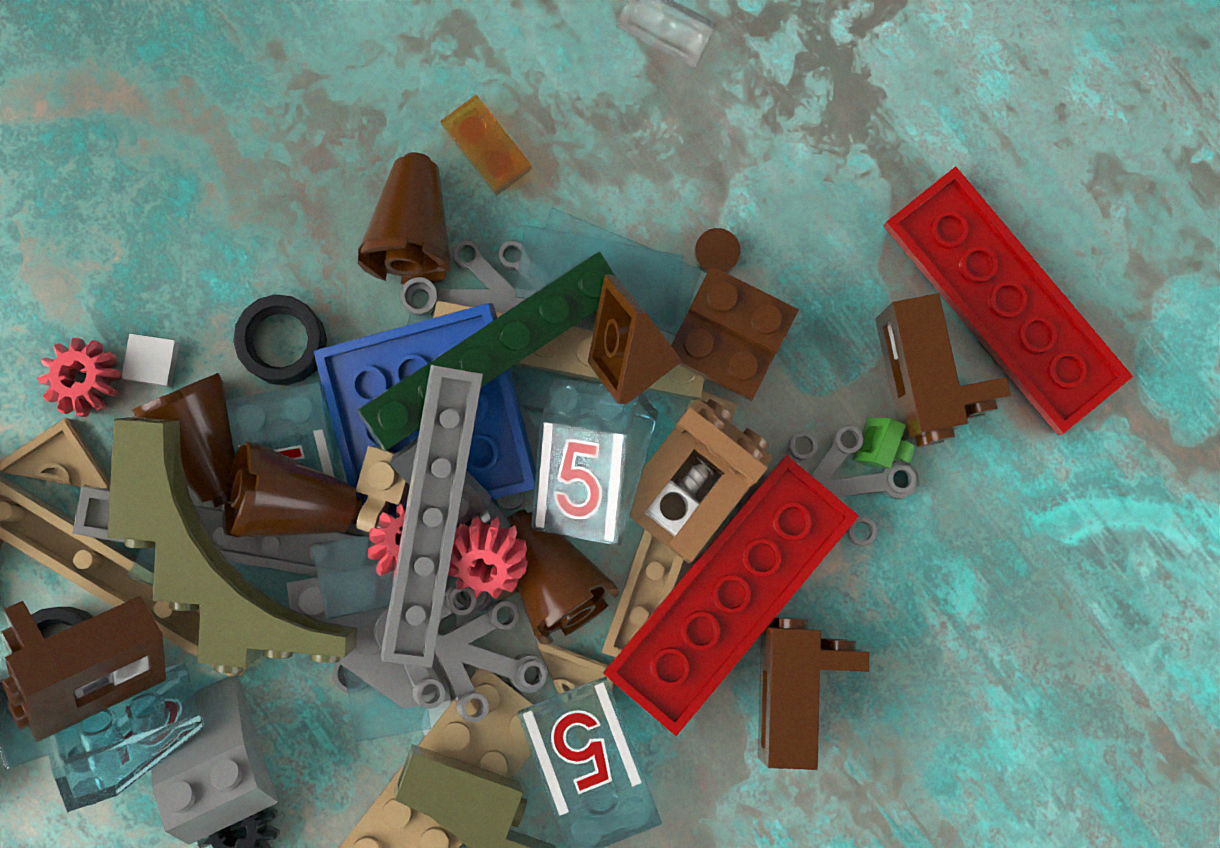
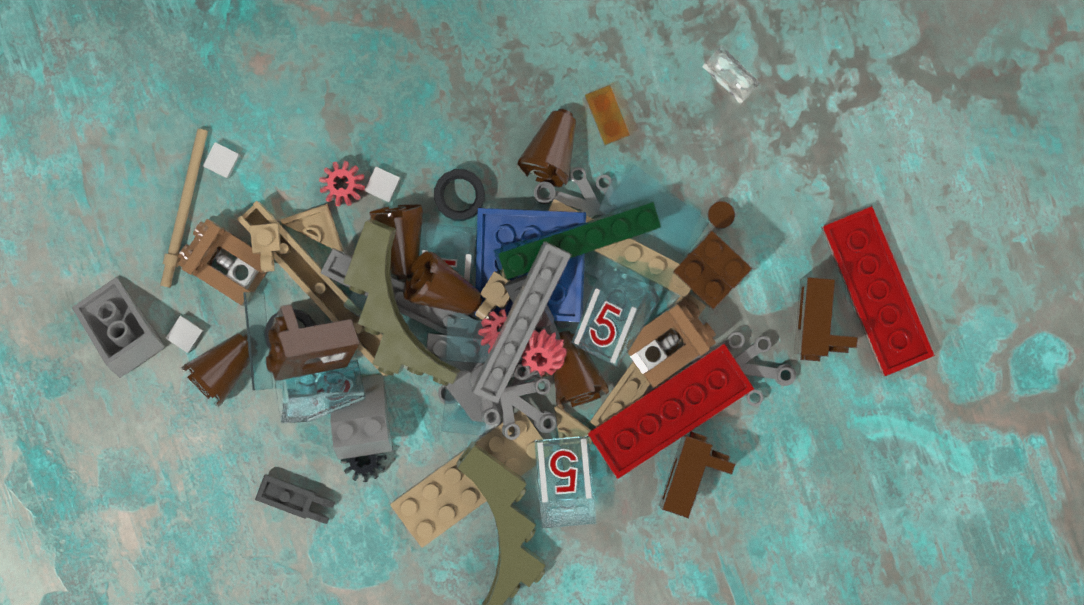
camera: 20 degrees right, 5 degrees up
(627, 345) = (653, 259): reddish brown slope -> none
(883, 444) = (781, 352): bright green tile -> none

